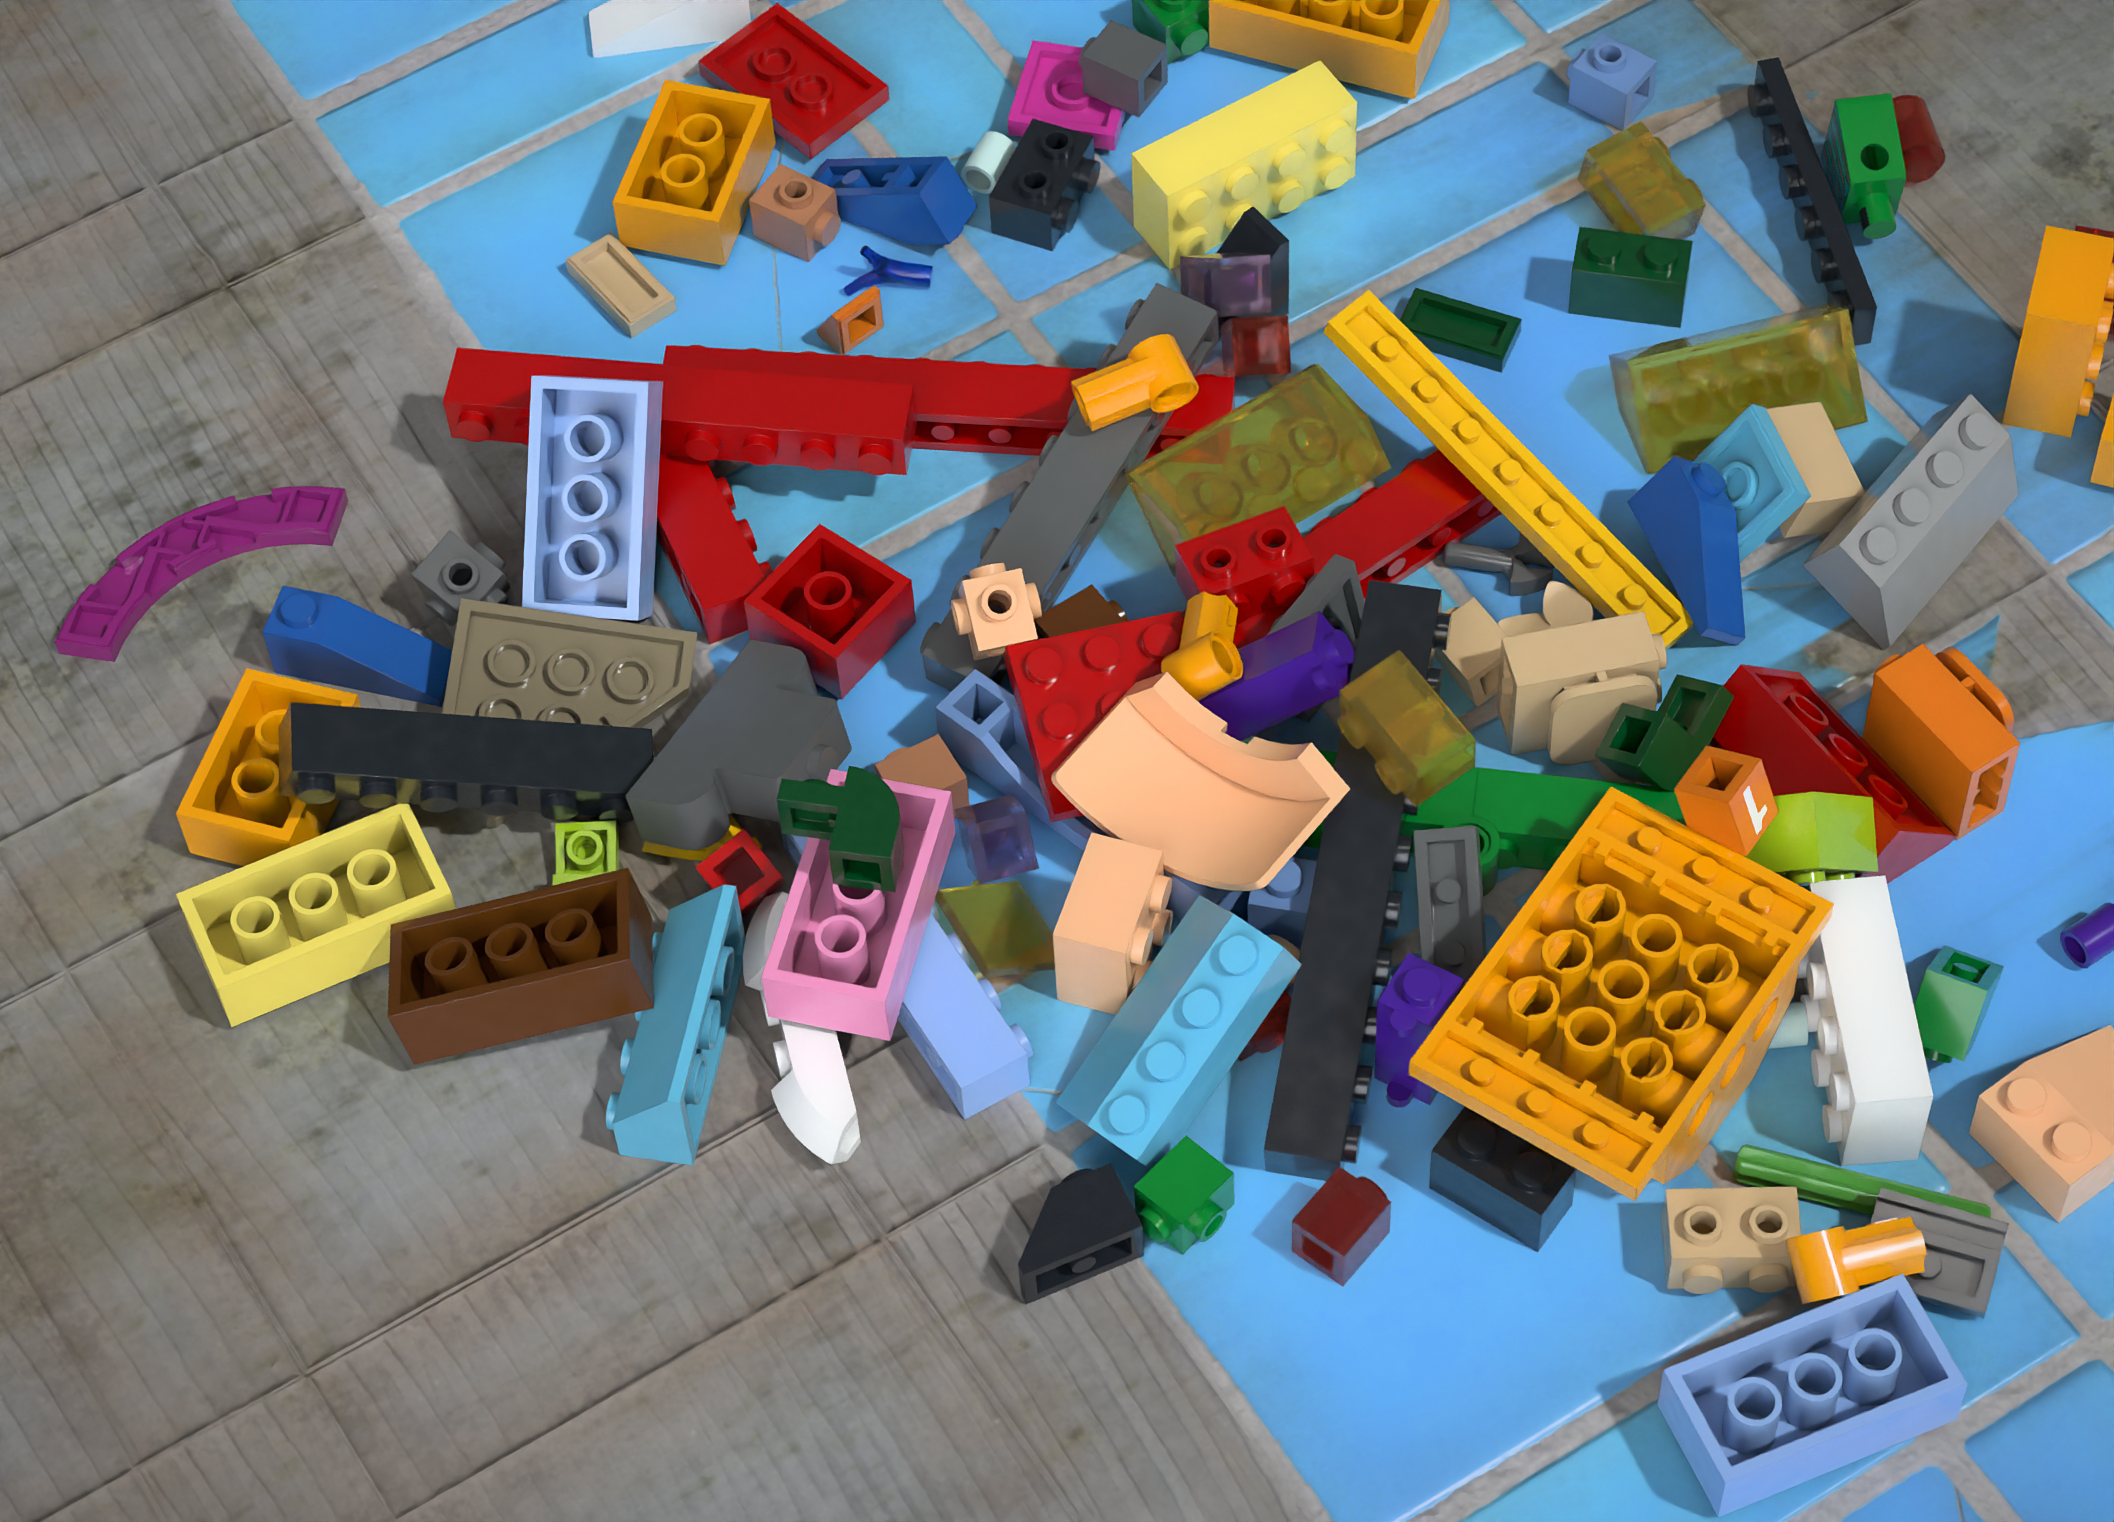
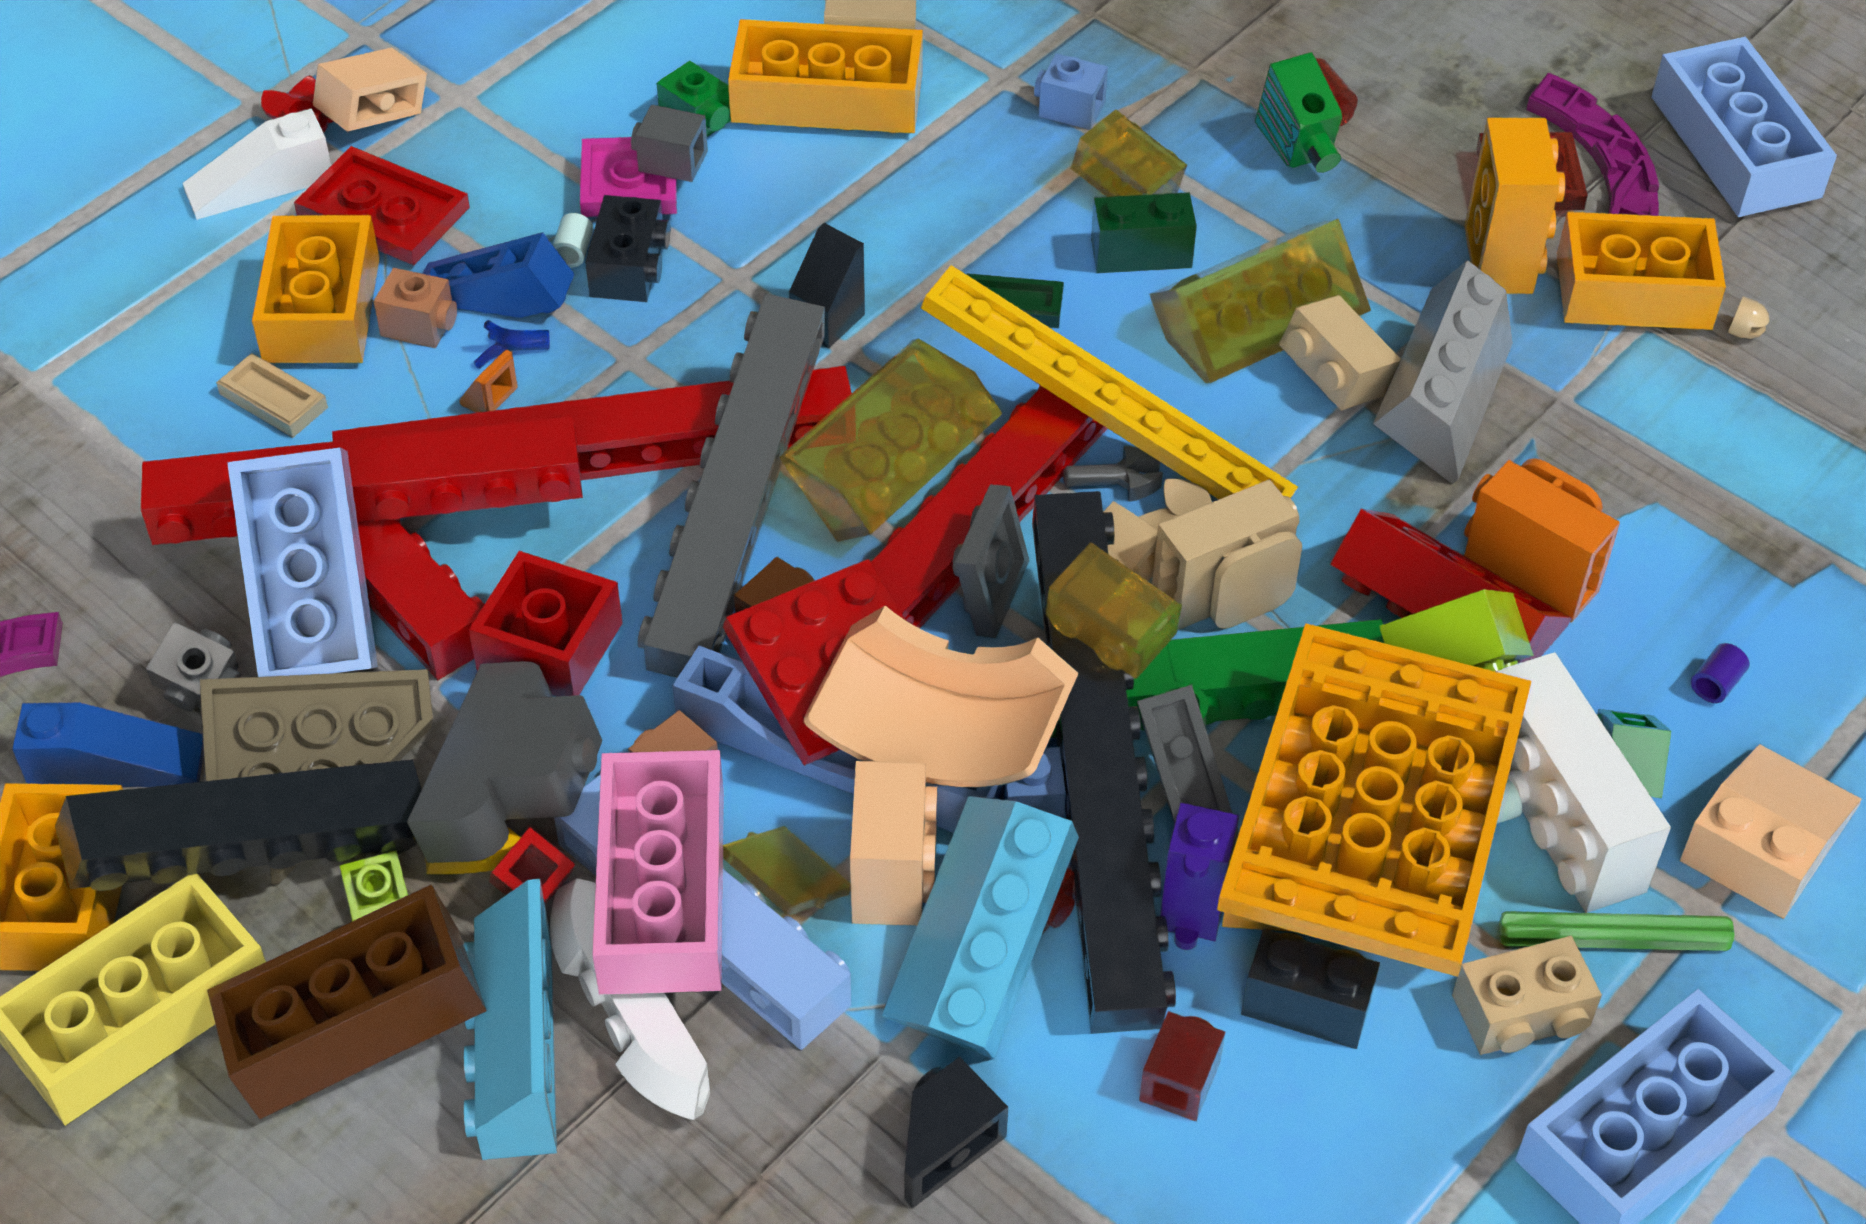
camera: 20 degrees left, 5 degrees down
(858, 821) = (647, 787): dark green brick -> none
(990, 631) = (706, 589): light nougat brick -> none
(996, 839) = (760, 791): clear purple brick -> none
(1150, 377) = (785, 368): light orange piece -> none
(1184, 1196) = (1033, 1071): green brick -> none
(1206, 650) = (906, 581): light orange piece -> none
(1228, 282) = (823, 283): clear purple brick -> none
(1251, 562) = (911, 515): red brick -> none
(1255, 153) = (773, 209): light yellow brick -> none
(1256, 348) = (855, 340): clear red brick -> none
(1284, 676) = (977, 592): dark purple brick -> none
(1664, 743) = (1320, 583): dark green brick -> none
(1696, 543) = (1276, 423): blue slope -> none
(1727, 798) = (1414, 609): orange brick -> none
(1757, 476) = (1299, 373): medium azure tile -> none
(1816, 210) = (1261, 144): black plate -> none
(1840, 1260) = (1641, 989): light orange piece -> none
(1959, 1247) = (1703, 956): plate -> none

